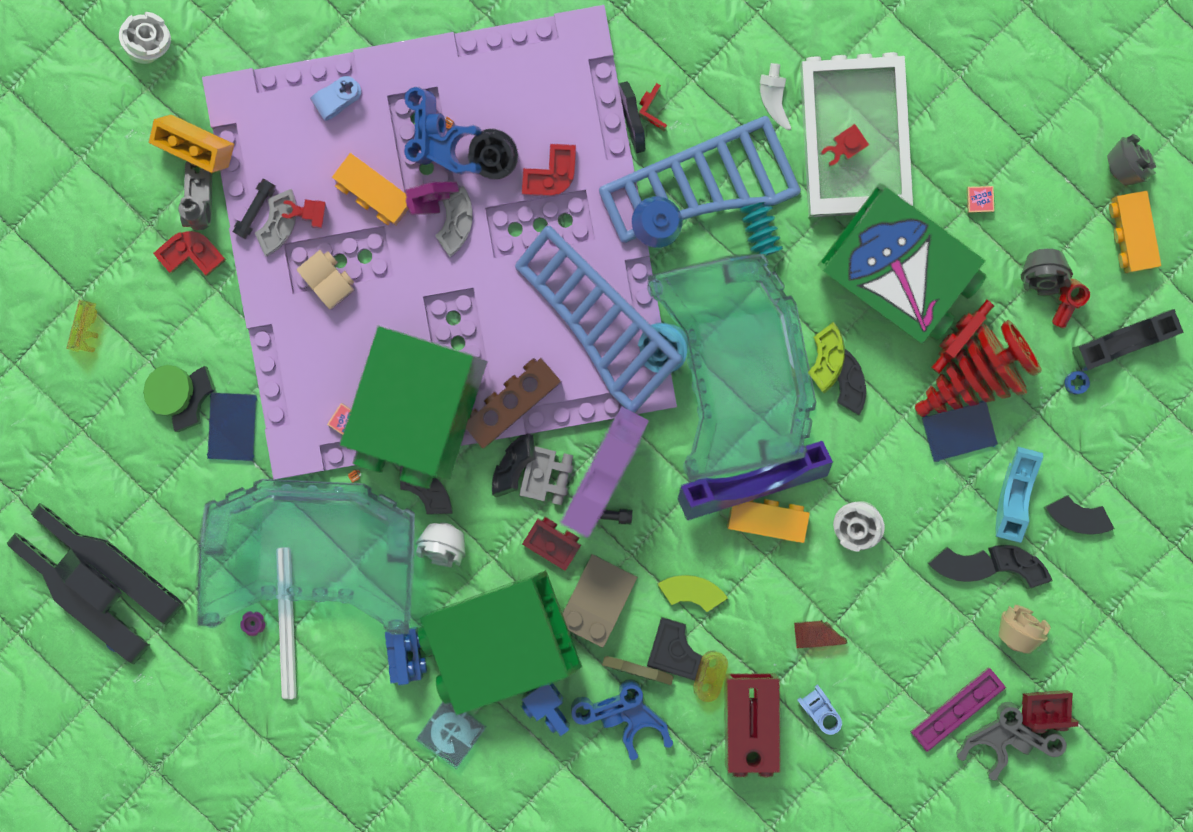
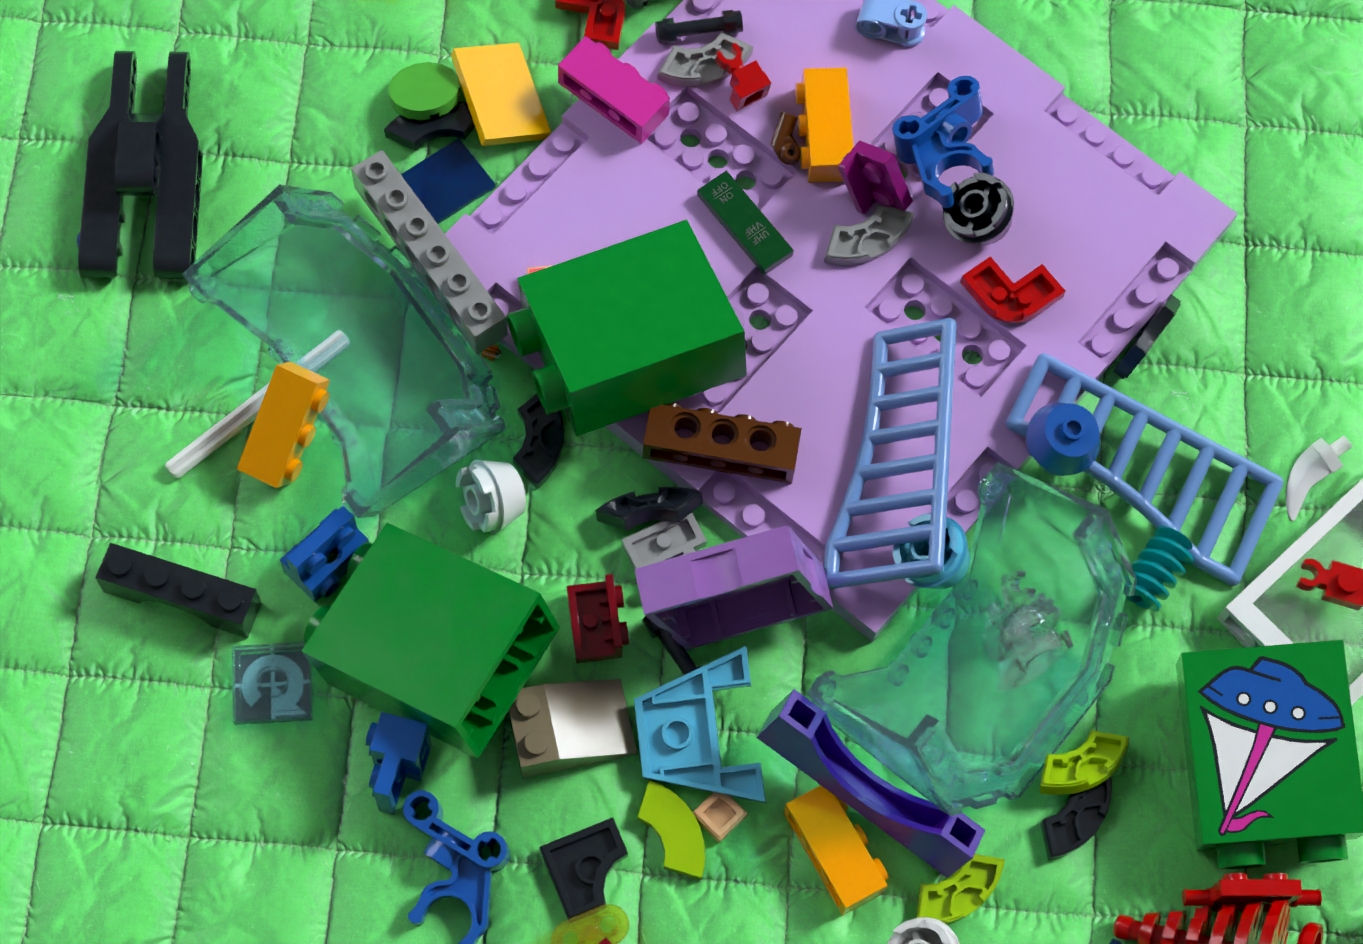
camera: 40 degrees right, 20 degrees down
(203, 349) = (500, 94): none -> yellow tile
(246, 625) = (225, 358): magenta plate -> none
(256, 289) = (614, 89): none -> dark pink brick
(275, 471) = (429, 252): none -> light grey brick
(316, 624) = (284, 425): none -> light orange brick
(325, 279) = (687, 148): tan brick -> none
(362, 220) = (783, 141): none -> reddish brown arm
(363, 746) = (208, 597): none -> black arch
(393, 282) = (745, 222): none -> dark green tile
(637, 670) = (525, 838): olive tile -> none
(646, 102) = (1175, 341): red bracket -> none
(648, 549) = (682, 736): none -> medium azure wing
(702, 561) = (719, 815): none -> light nougat tile
(738, 332) = (1023, 634): none -> clear helmet
(840, 476) = (962, 892): none -> lime tile

